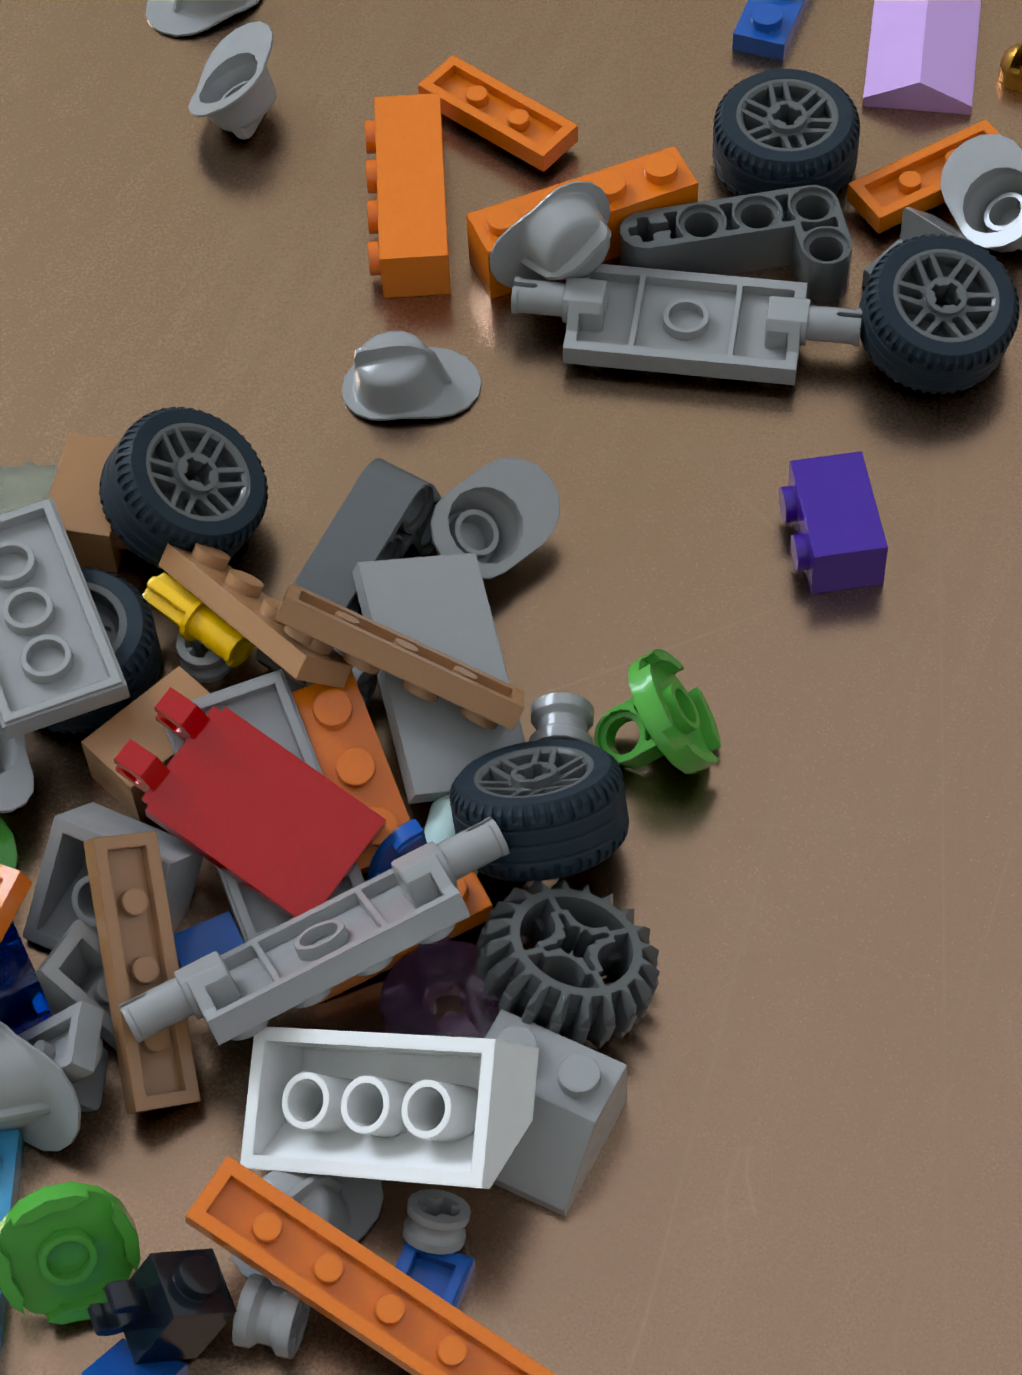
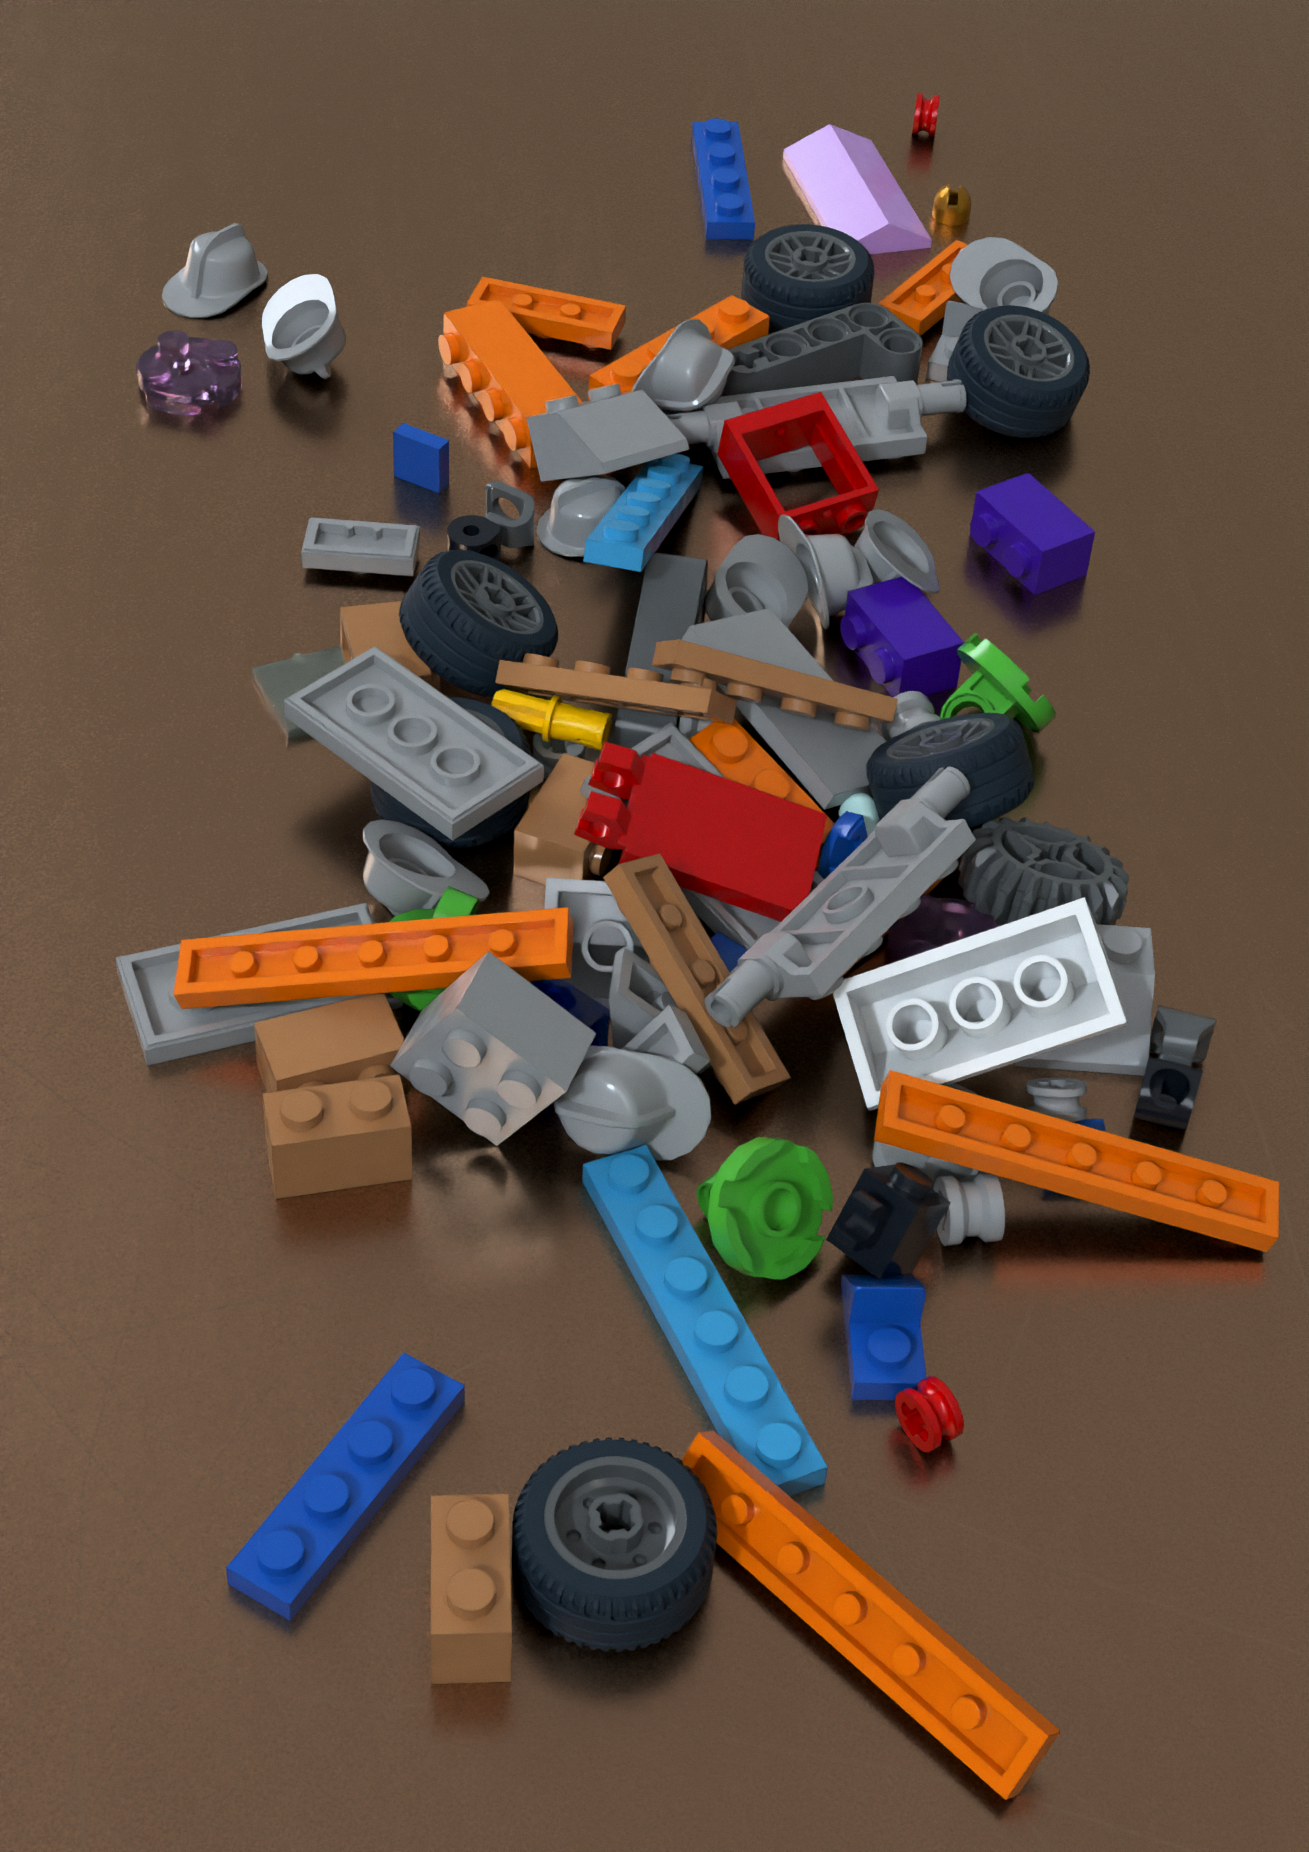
camera: 30 degrees left, 10 degrees down
(112, 82) = (189, 372): none -> clear purple plate
(154, 355) = (361, 546): none -> light grey plate
(263, 384) = (495, 529): none -> leg
(267, 264) = (421, 458): none -> blue tile
(412, 404) = (644, 513): none -> dark azure plate
(436, 291) = (601, 433): none -> light grey slope
(557, 1247) = (1170, 1081): none -> leg
(577, 518) = (830, 567): none -> light grey piece
(609, 333) = (788, 428): none -> red window
(615, 613) = (901, 638): none -> dark purple piece
(665, 516) = (896, 551): none -> light grey piece

